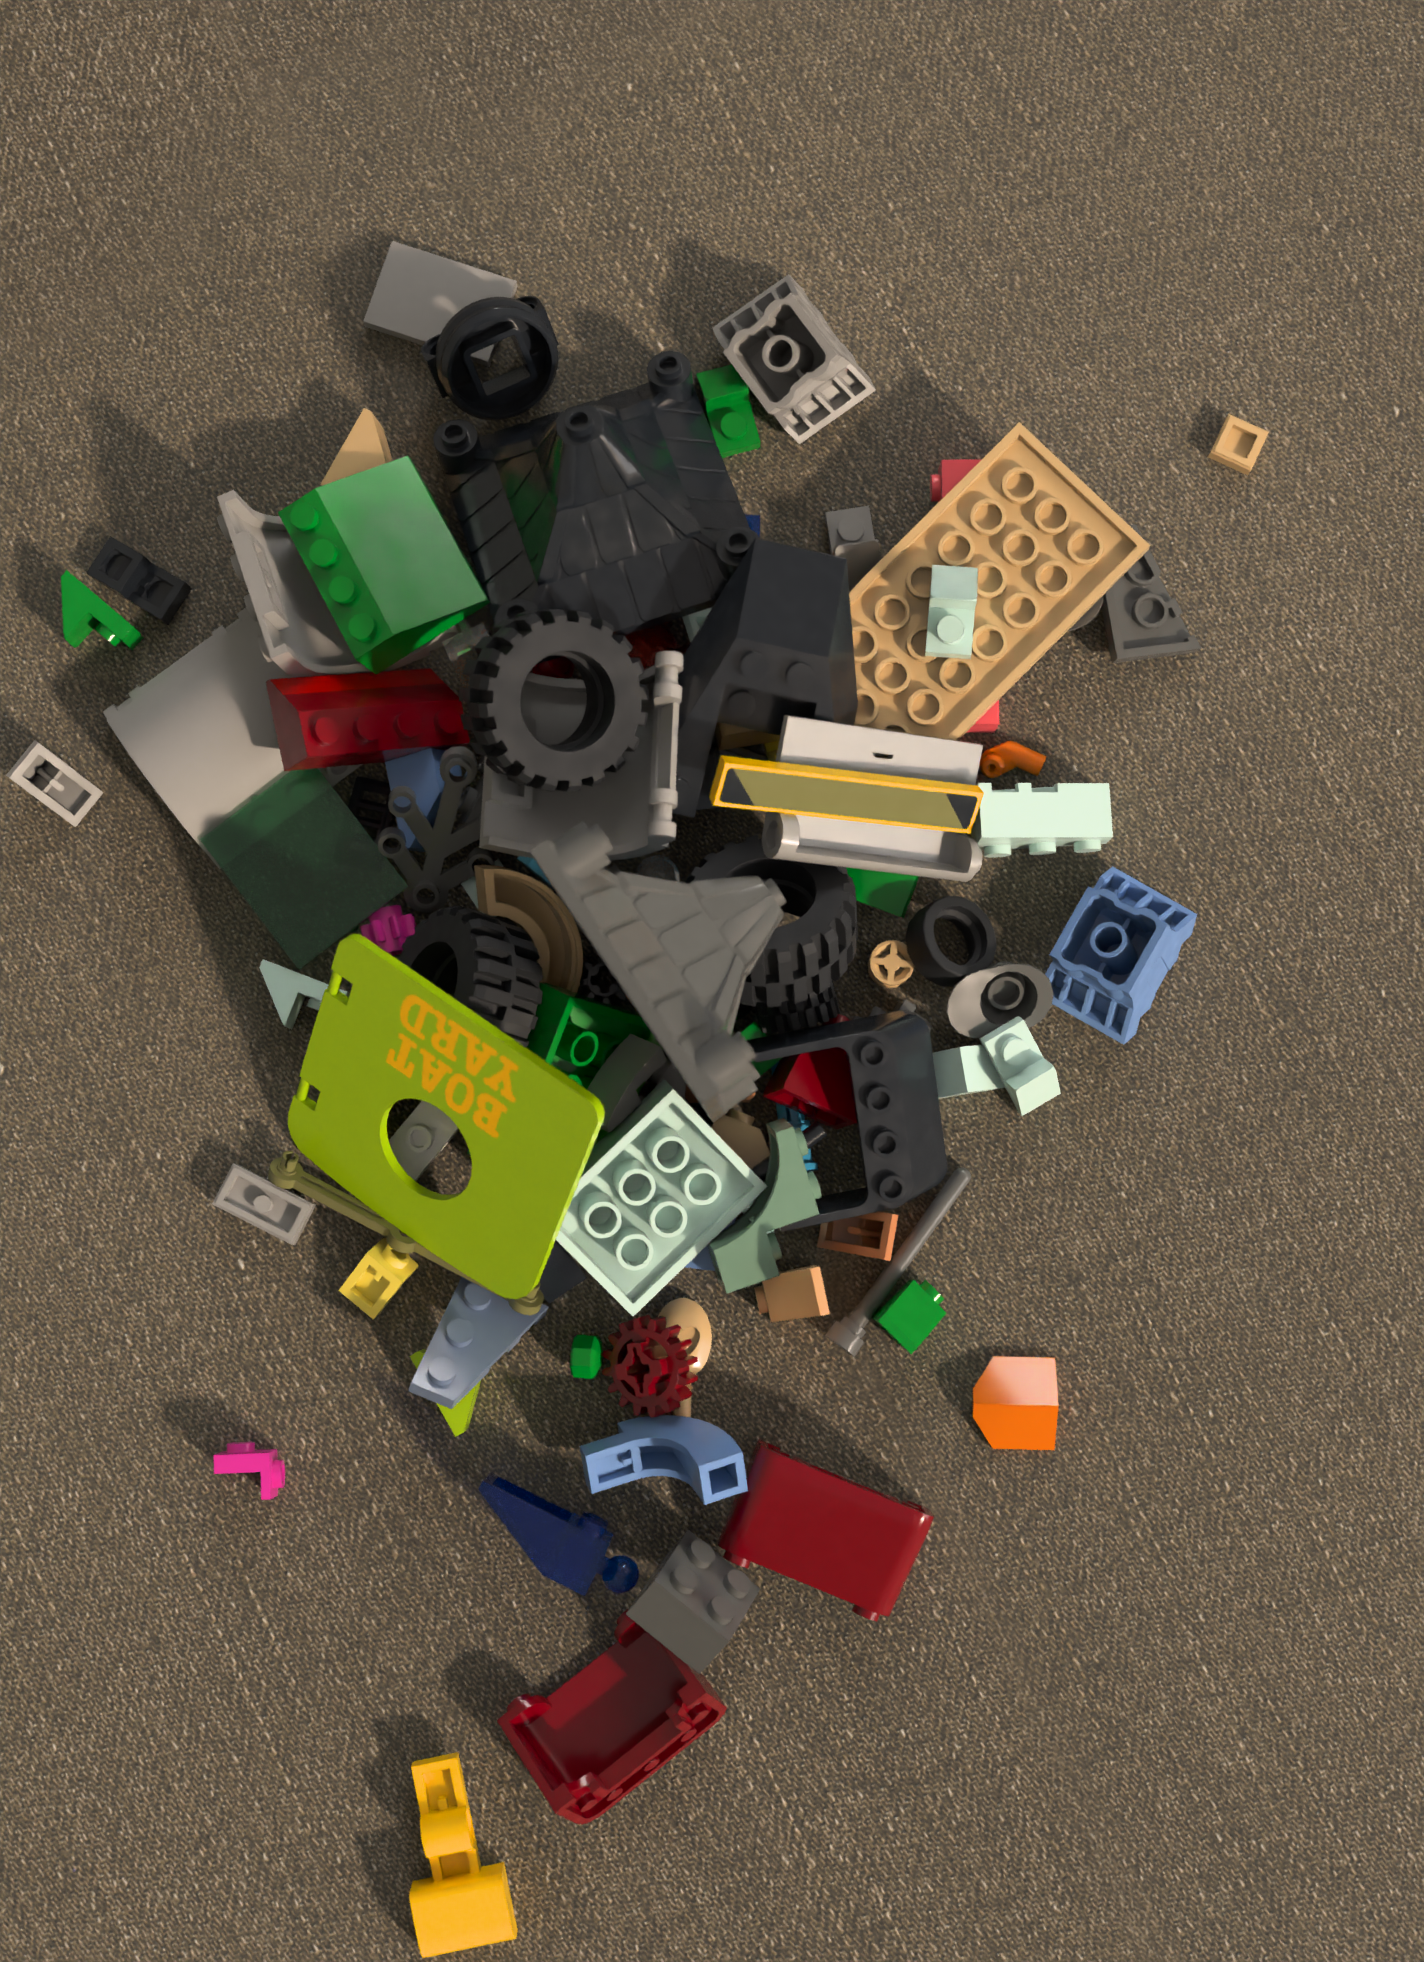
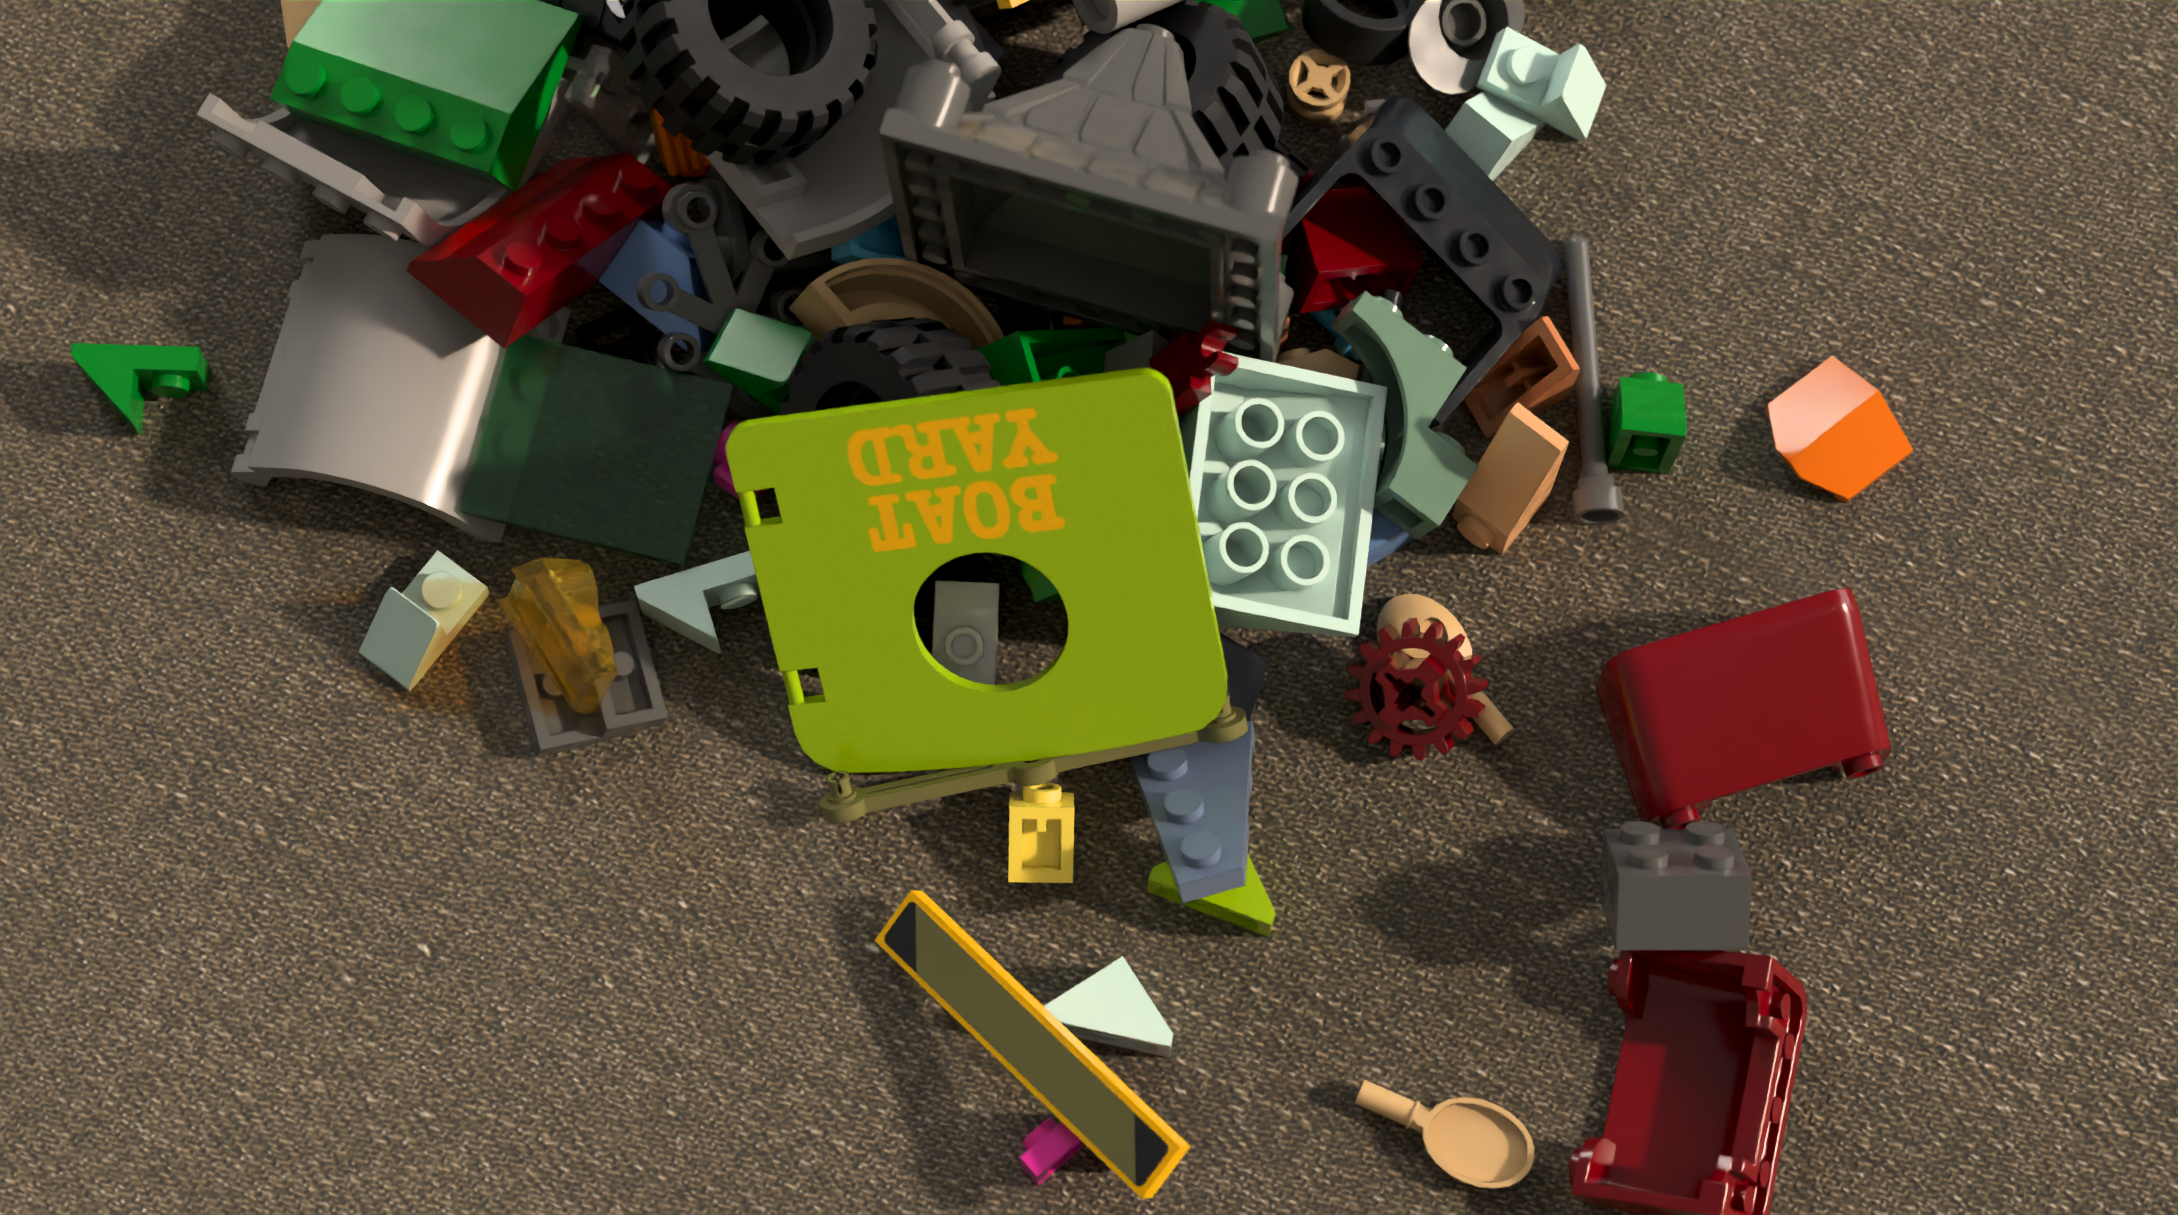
camera: 40 degrees left, 10 degrees down
(54, 783) = (239, 586): light grey slope -> none
(139, 580) = (157, 310): black slope -> none
(143, 880) = (422, 620): none -> light aqua slope
(202, 952) = (559, 619): none -> clear yellow slope
(204, 985) = (628, 706): none -> dark grey slope
(263, 1204) = (847, 856): light grey plate -> none
(269, 1399) = (1032, 1044): none -> tile
(335, 1410) = (1113, 1011): none -> light aqua slope
(435, 879) = (758, 355): none -> slope
(470, 1633) = (1461, 1135): none -> tan piece
(559, 1541) = (1474, 943): clear blue slope -> none
(586, 1356) = (1339, 737): green tile -> none
(651, 1092) = (1193, 361): none -> dark red plate
(670, 1448) = (1517, 750): medium blue arch -> none

